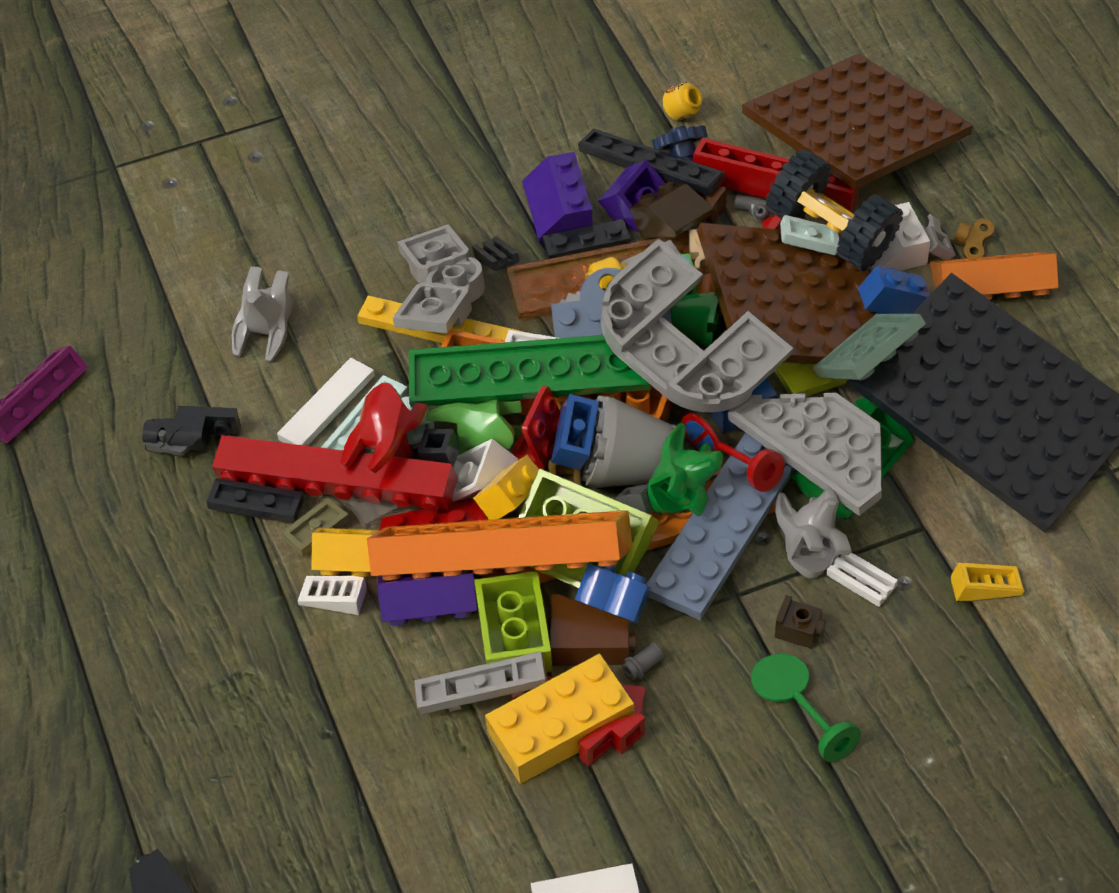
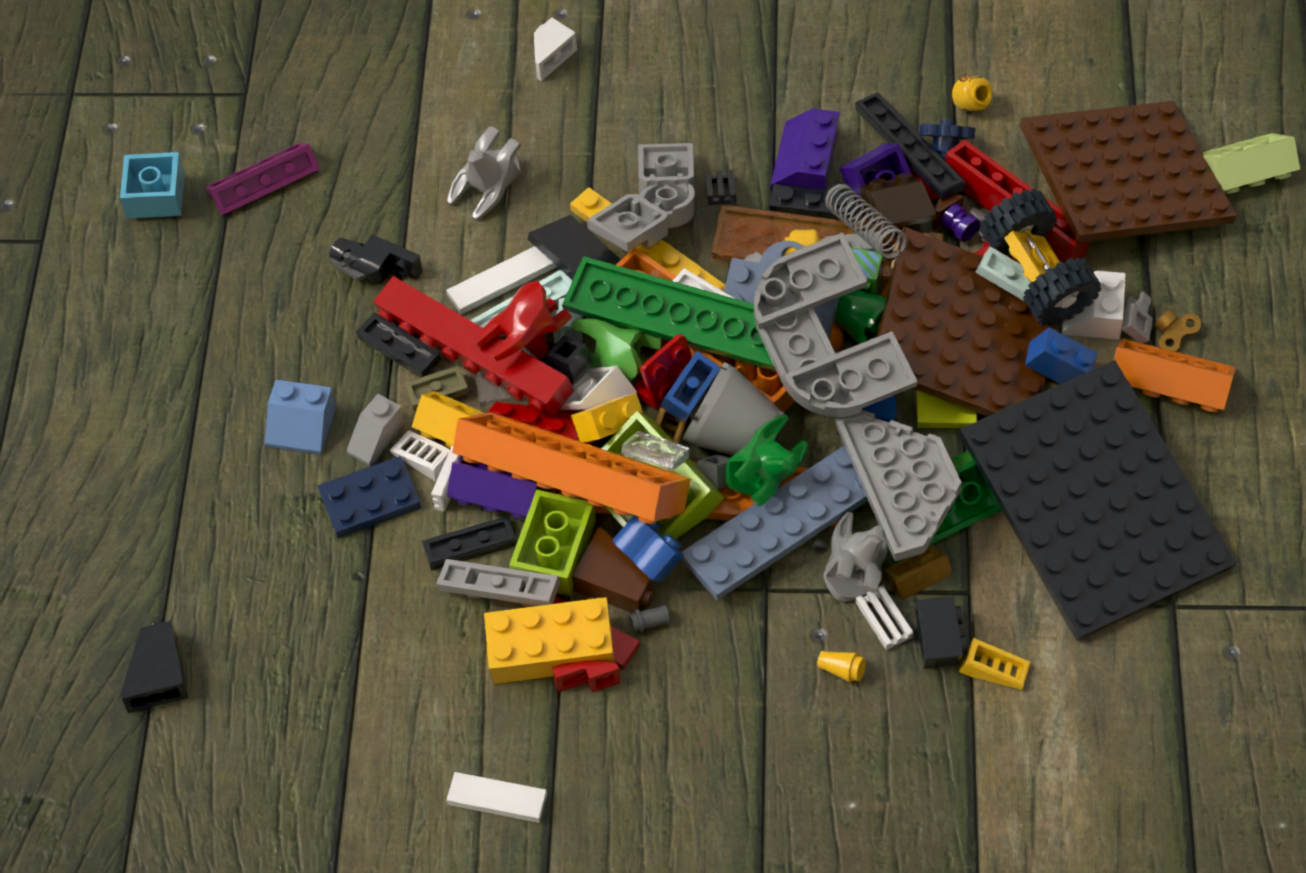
camera: 25 degrees right, 5 degrees up
(188, 602) = (299, 416): none -> medium blue slope
(265, 184) = (552, 46): none -> white slope
(274, 586) = (375, 429): none -> light grey slope
(299, 653) = (369, 496): none -> dark blue plate
(373, 607) = (440, 489): none -> white tile
(378, 353) = (567, 243): none -> black tile
(424, 659) = (470, 542): none -> black tile
(581, 497) = (655, 451): none -> clear plate
(619, 238) = (877, 246): none -> light grey piece
(733, 212) = (959, 222): none -> dark purple wheel
(764, 468) = (837, 484): red piece -> none
(786, 678) = (764, 681): green piece -> none
(799, 623) = (792, 637): dark brown brick -> none
(852, 633) = (845, 665): none -> yellow cone
(869, 346) = (992, 405): sand green plate -> none
(870, 527) = (917, 572): none -> pearl gold slope
(924, 569) = (939, 632): none -> black brick
(959, 77) = (1253, 161): none -> yellowish green slope

